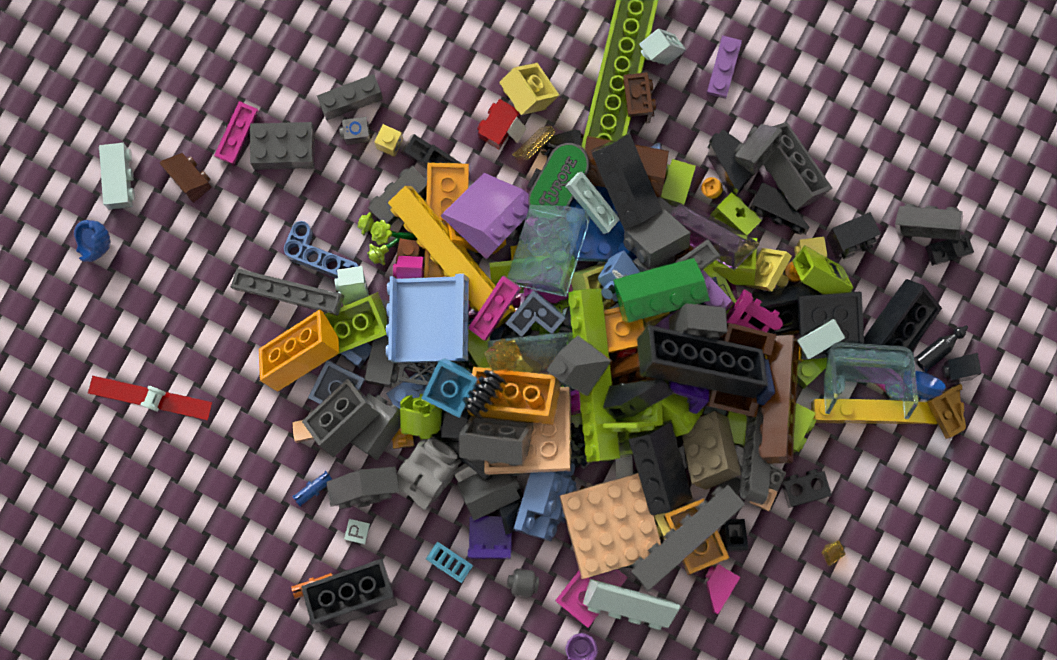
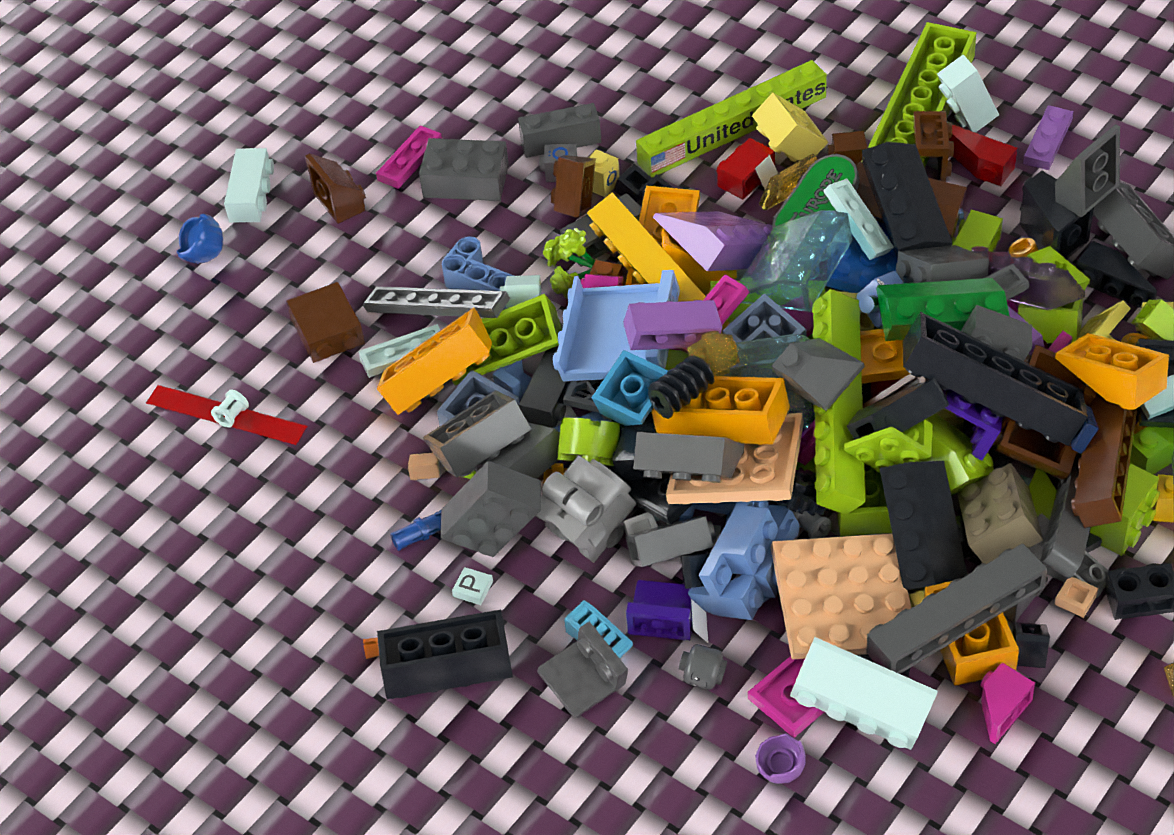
camera: 10 degrees right, 30 degrees down
(206, 309) = (325, 322): none -> reddish brown brick
(268, 329) = (379, 357): none -> light aqua plate
(371, 164) = (573, 185): none -> reddish brown slope
(443, 599) = (584, 672): none -> flat silver bracket
(470, 332) = (669, 323): none -> medium lavender brick
(482, 72) = (726, 119): none -> lime brick
(516, 545) = (699, 621): none -> white sticker
(574, 98) = (848, 144): none -> reddish brown brick
(677, 96) = (983, 156): none -> red slope
(783, 335) = (1116, 369): none -> light orange slope

